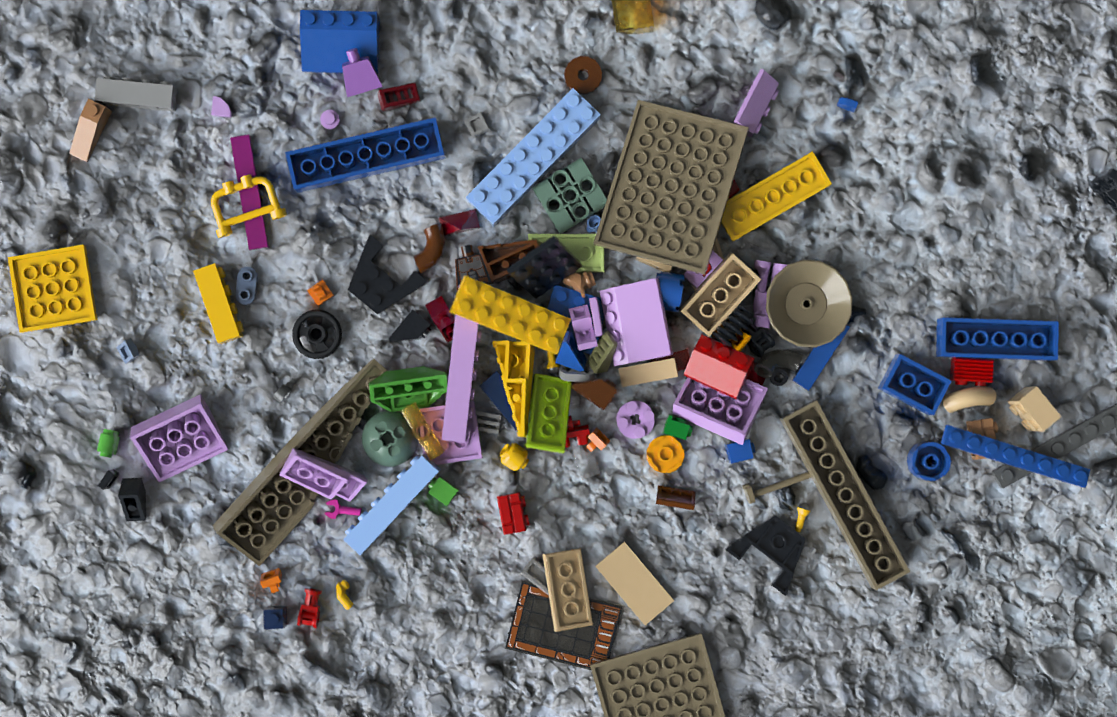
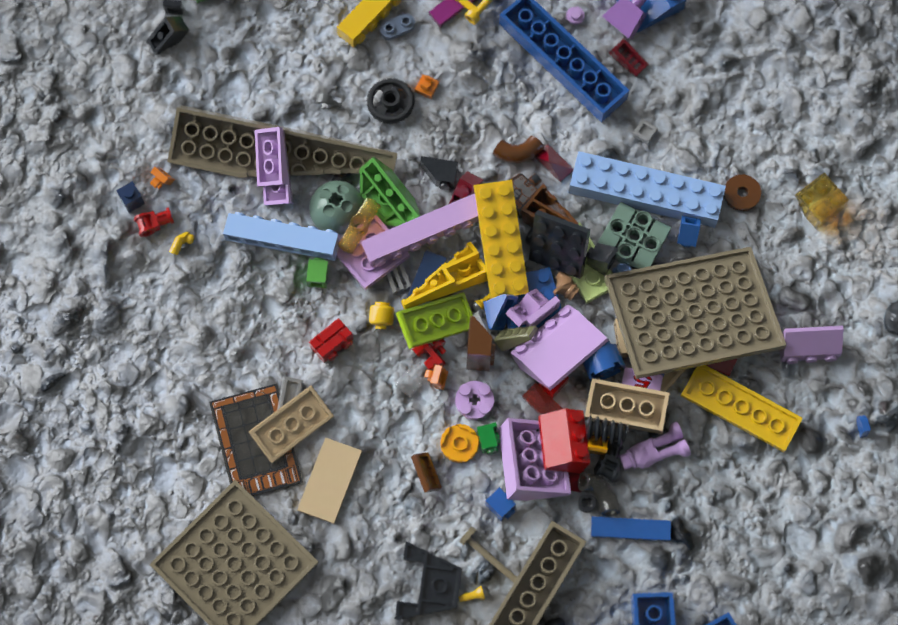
camera: 60 degrees right, 15 degrees down
(178, 438) = (238, 42): lavender slope -> none
(341, 509) = (252, 200): dark pink bar -> none
(375, 286) = (459, 123): black wing -> none
(575, 236) = (601, 257): none -> black slope
(593, 145) = (688, 231): none -> blue brick
(648, 372) = (522, 386): tan tile -> none
(827, 297) = (684, 475): dark tan dish -> none

